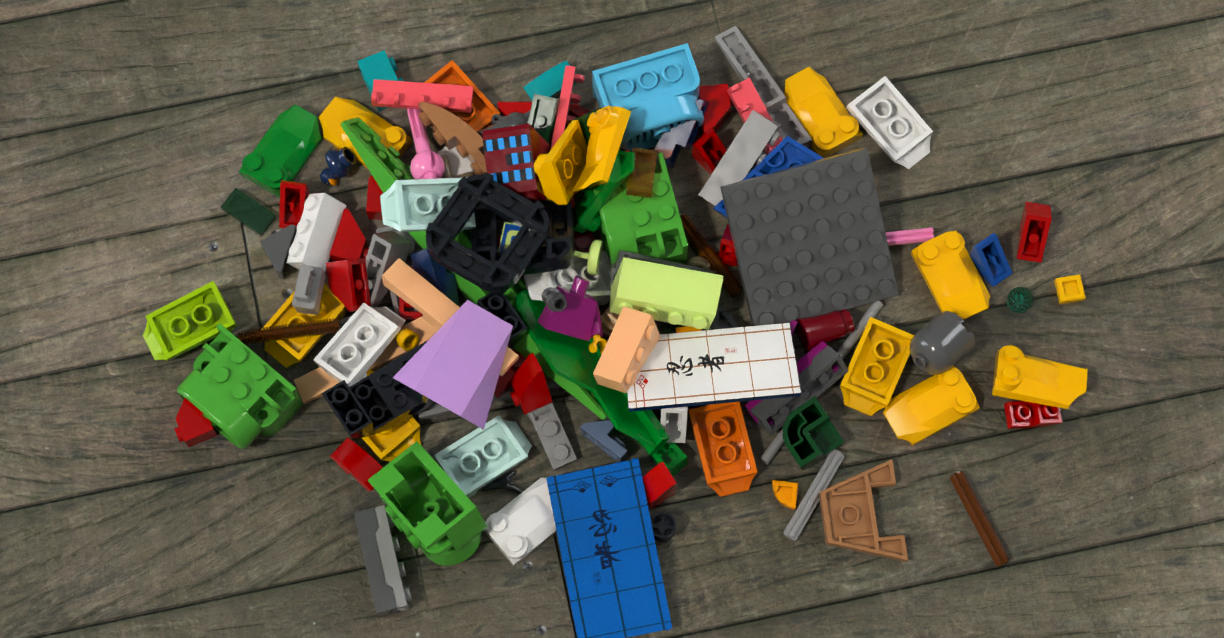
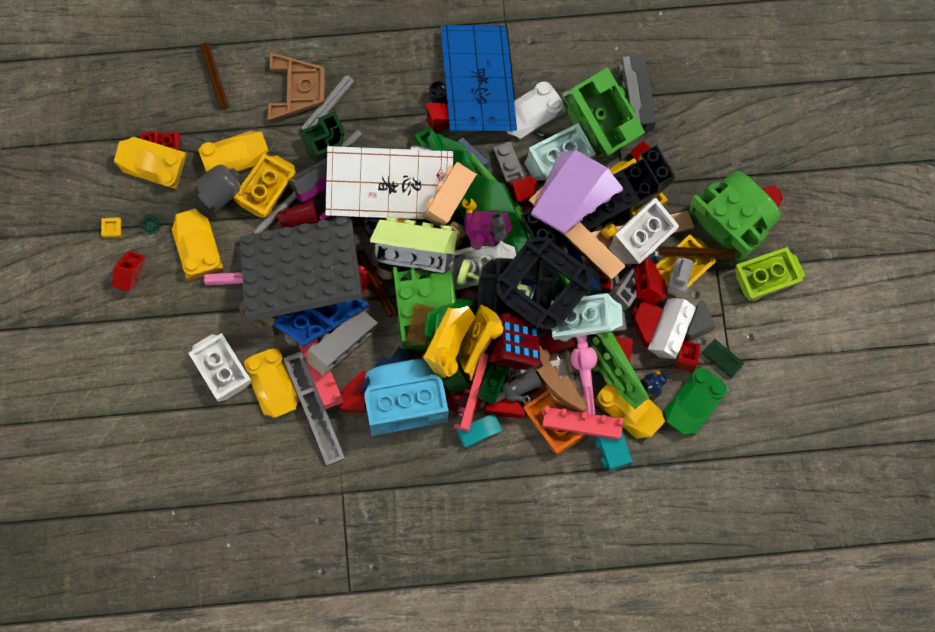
camera: 175 degrees left, 0 degrees up
(708, 151) = (363, 358): red slope -> none
(723, 447) = (386, 131): orange slope -> none
(785, 493) = (347, 109): light orange tile -> none
(991, 260) = (166, 253): blue slope -> none

